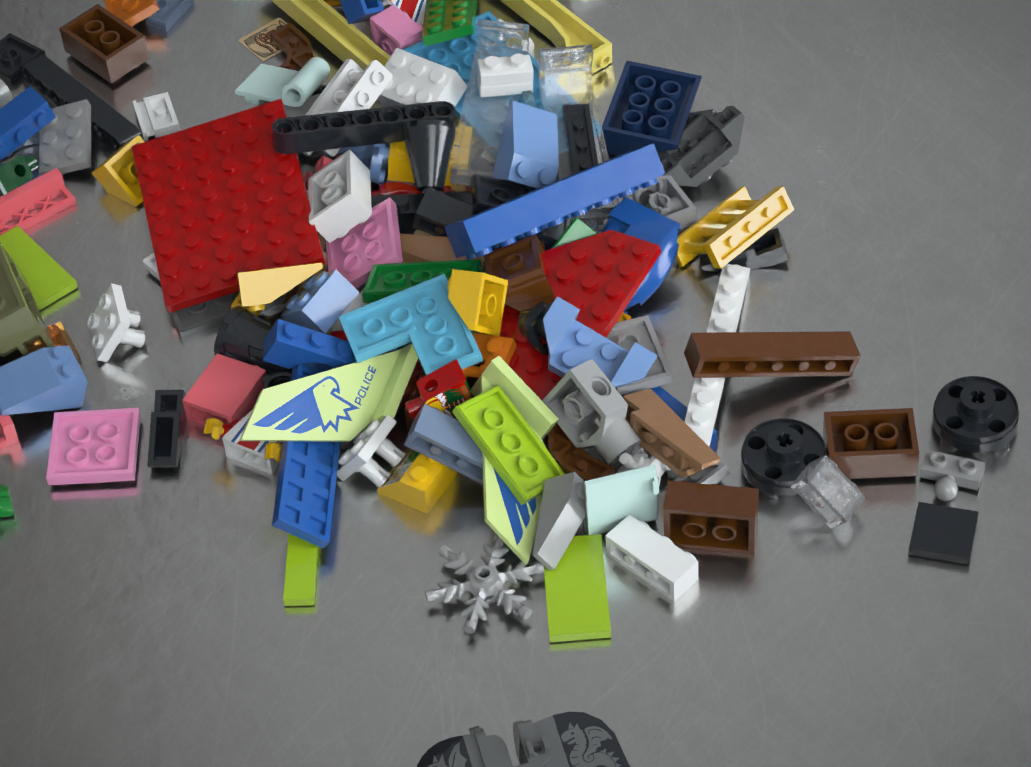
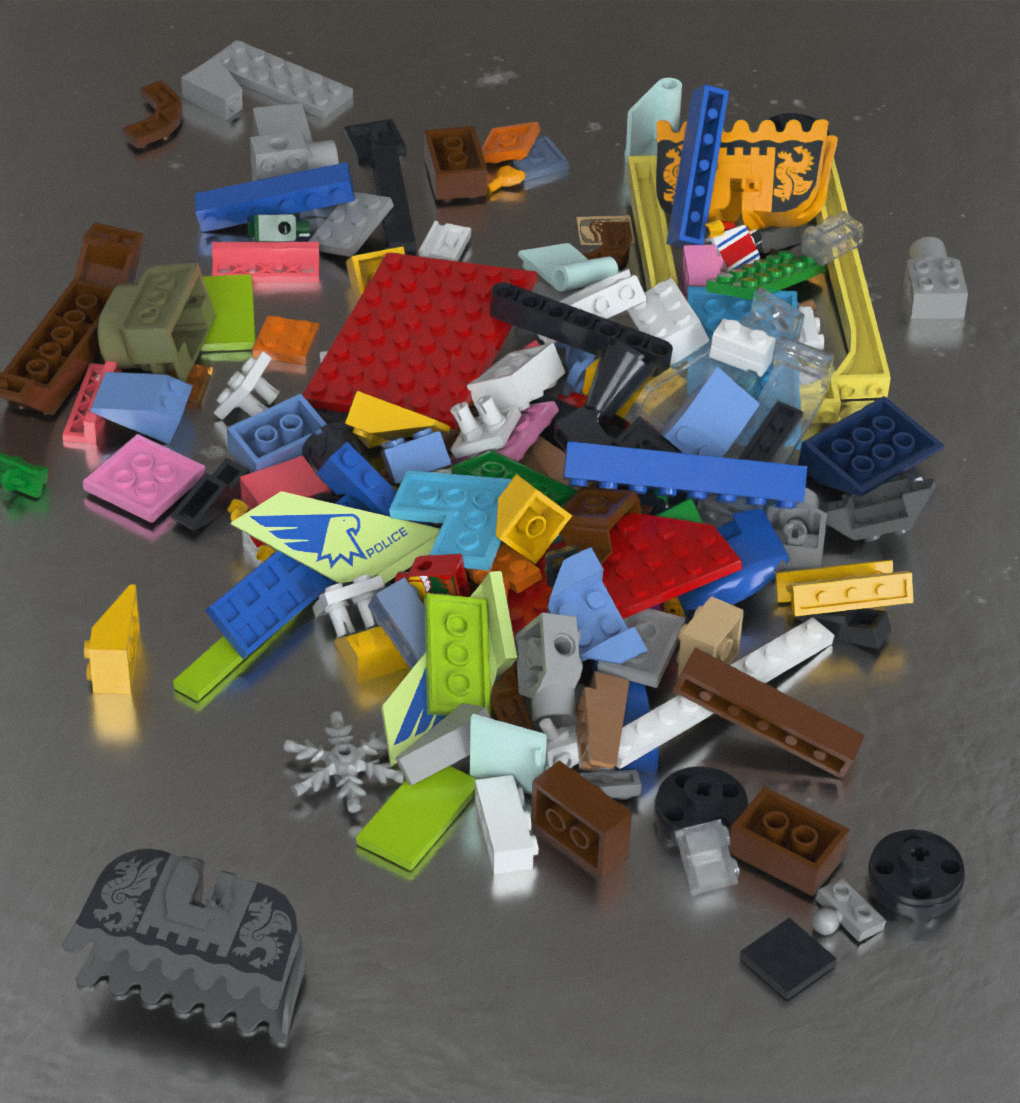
camera: 30 degrees right, 5 degrees down
(99, 266) = (287, 339): none -> orange plate
(154, 34) = (506, 177): none -> light orange rock
(181, 349) = (274, 434): none -> medium blue brick
(220, 600) = (114, 646): none -> yellow slope
(354, 250) = (485, 431): none -> white plate
(674, 321) = (713, 630): none -> tan brick

